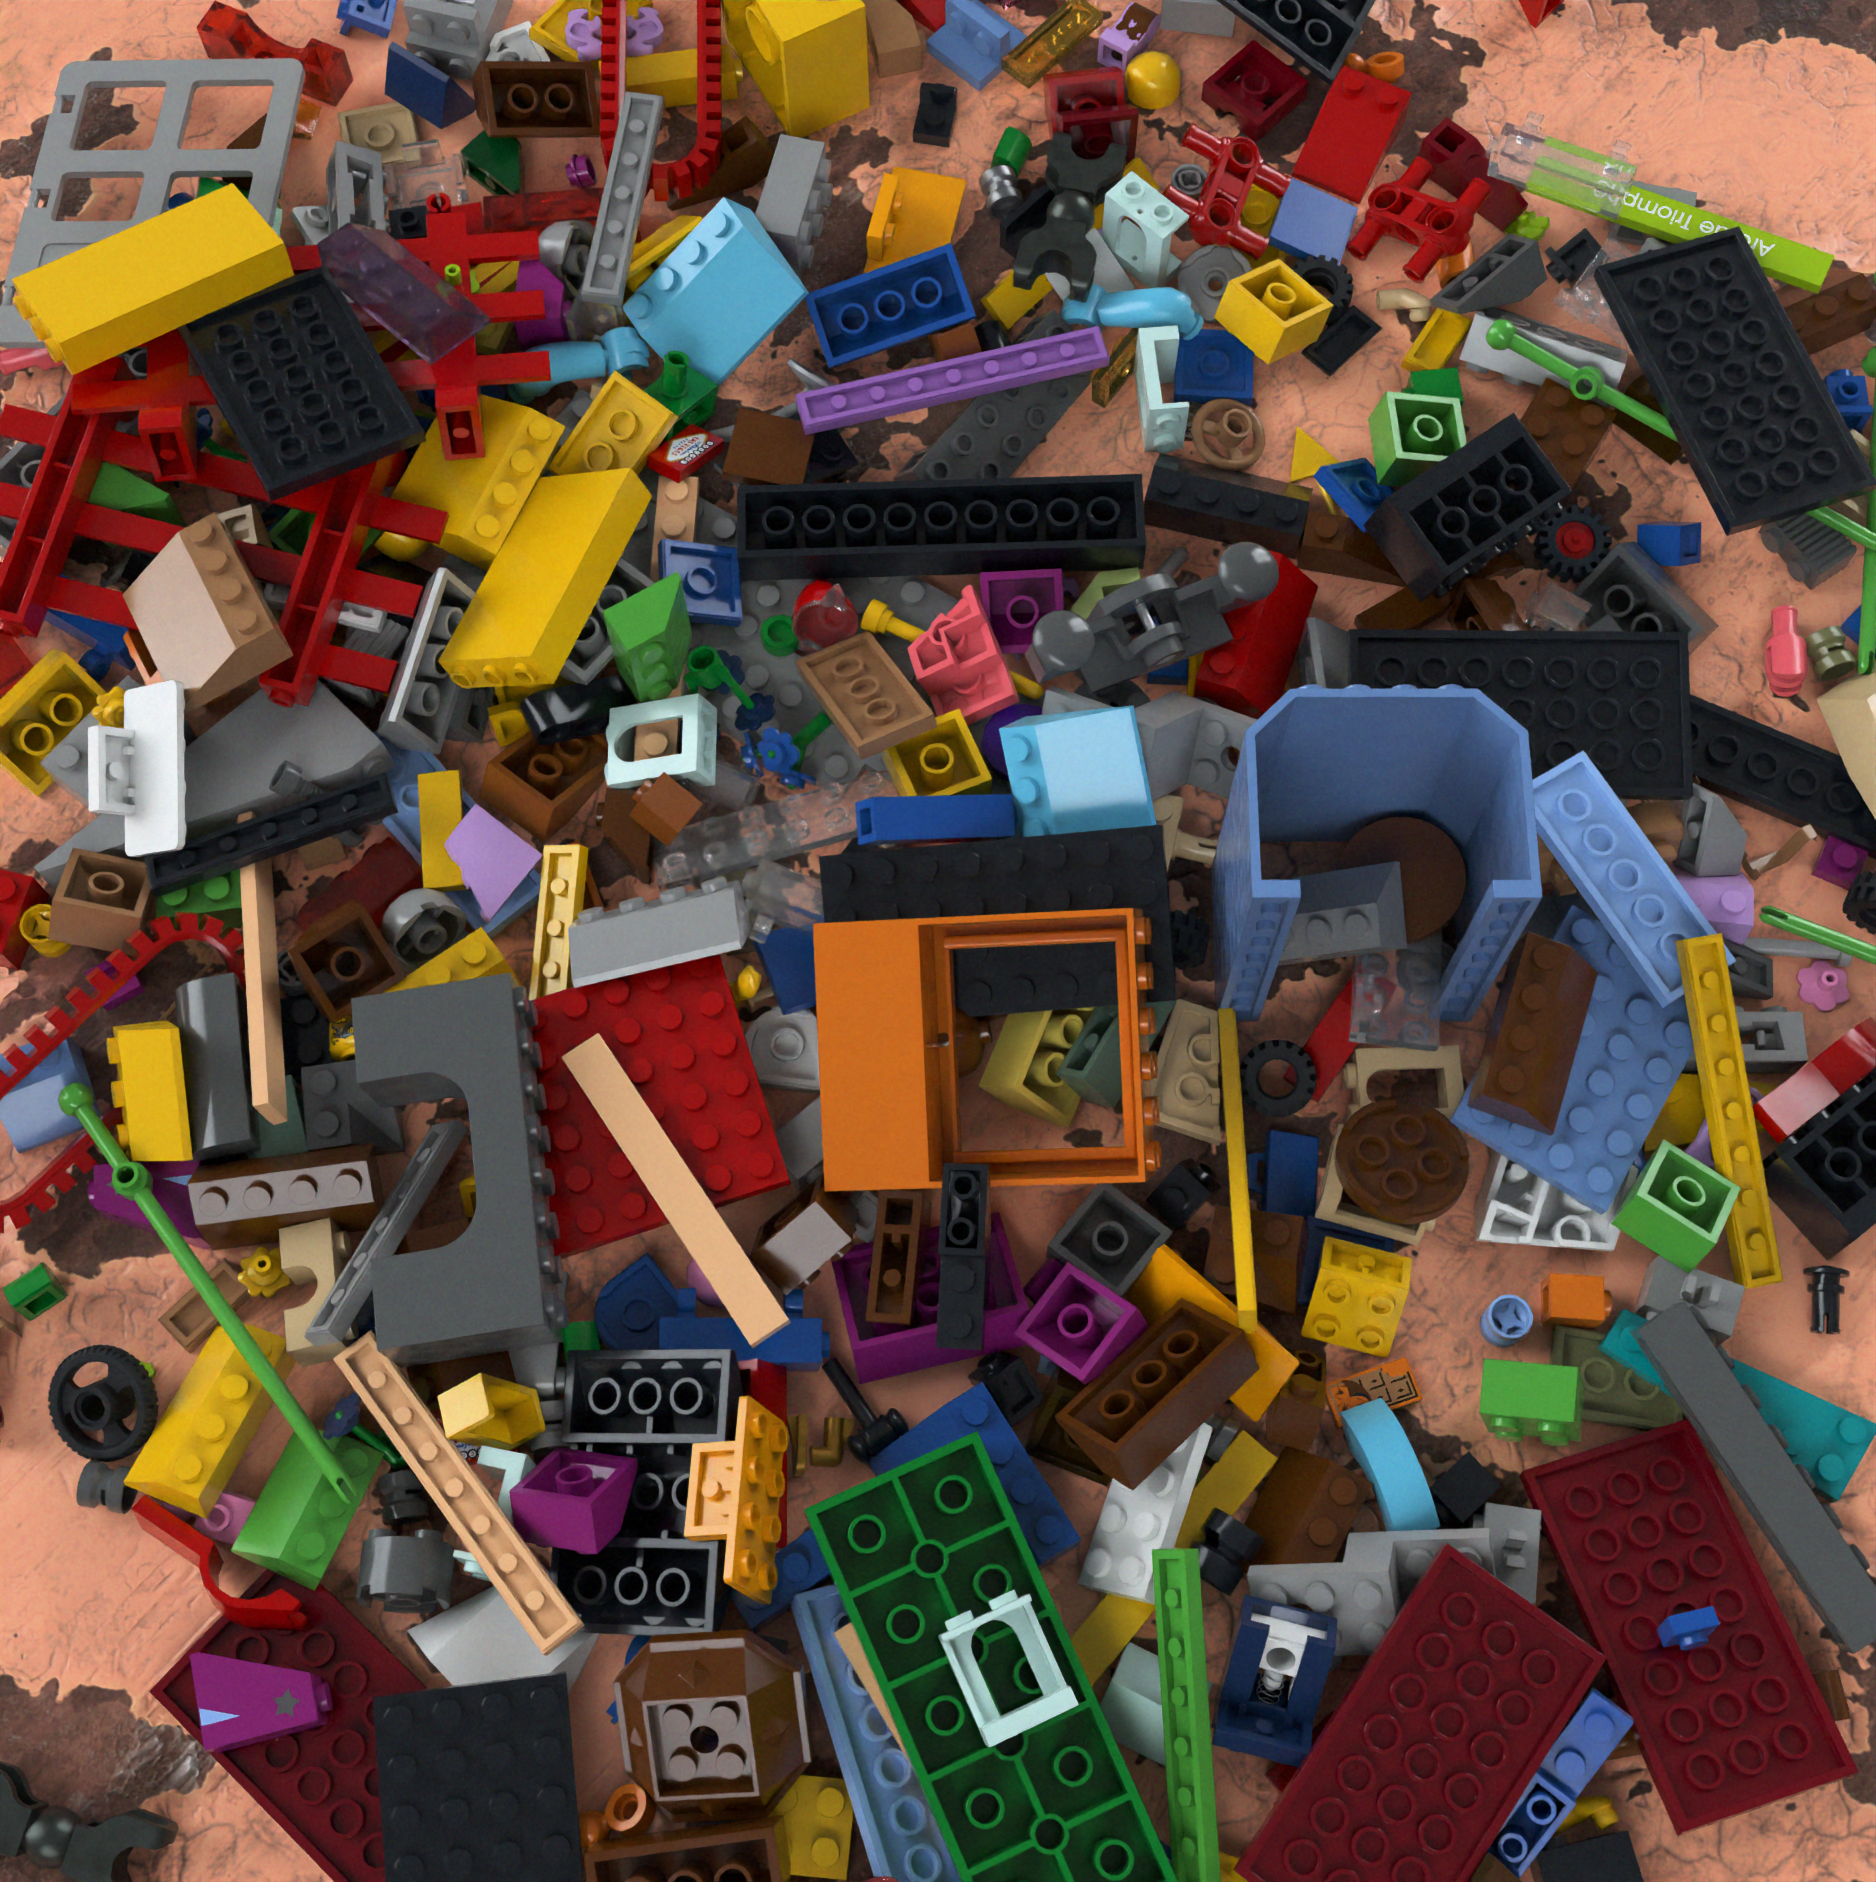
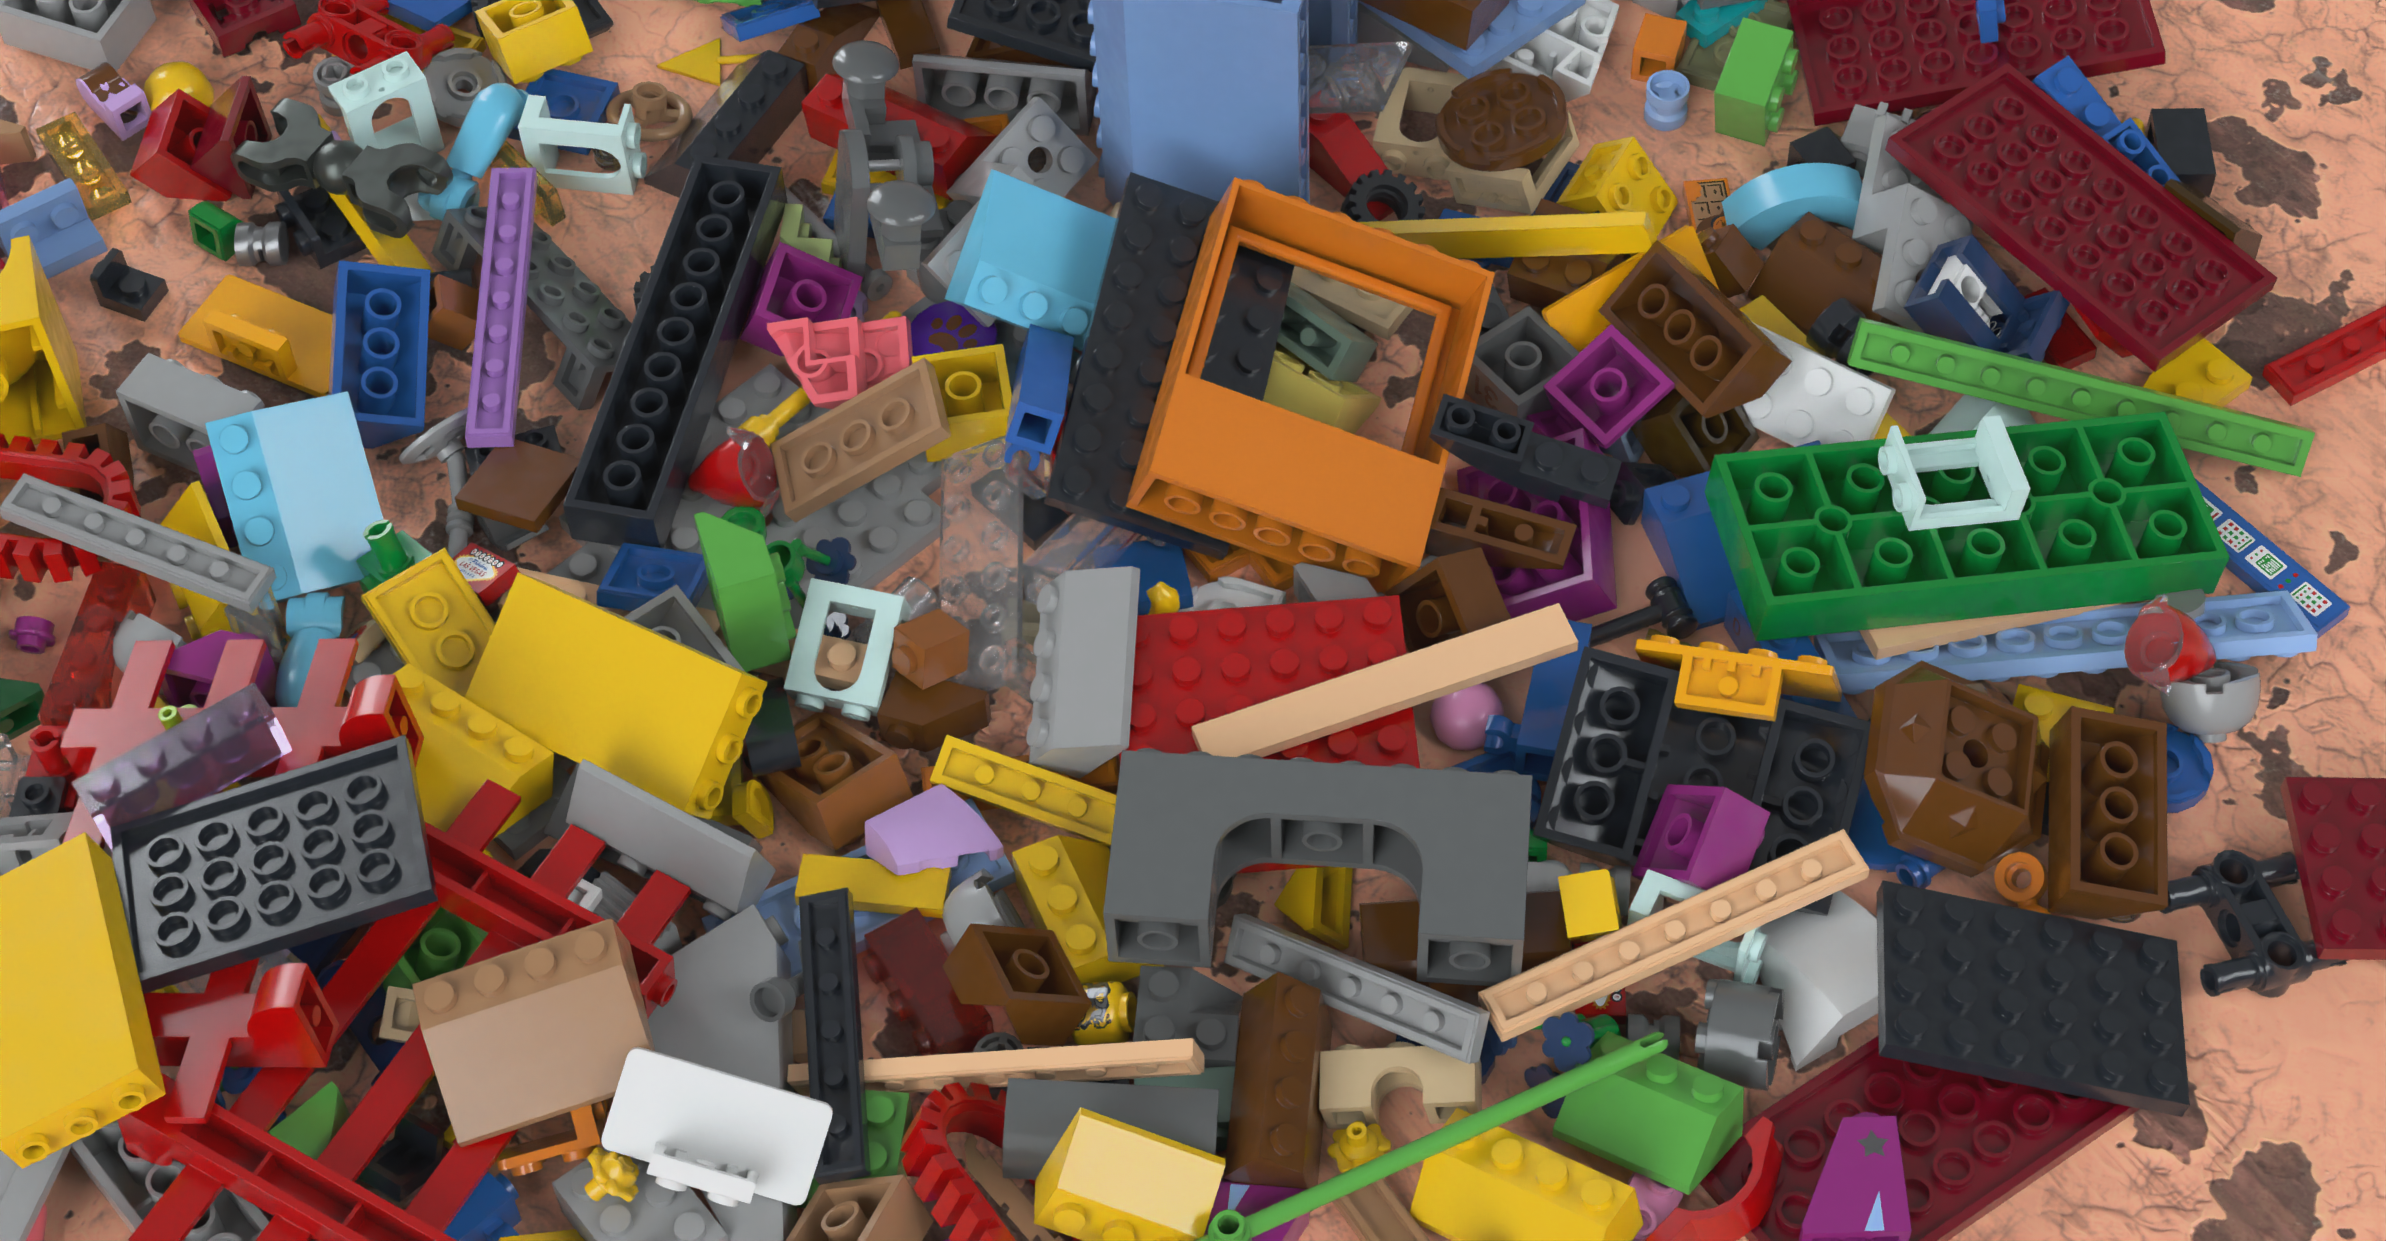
camera: 75 degrees left, 15 degrees down
(783, 751) = (893, 536): blue plant -> none

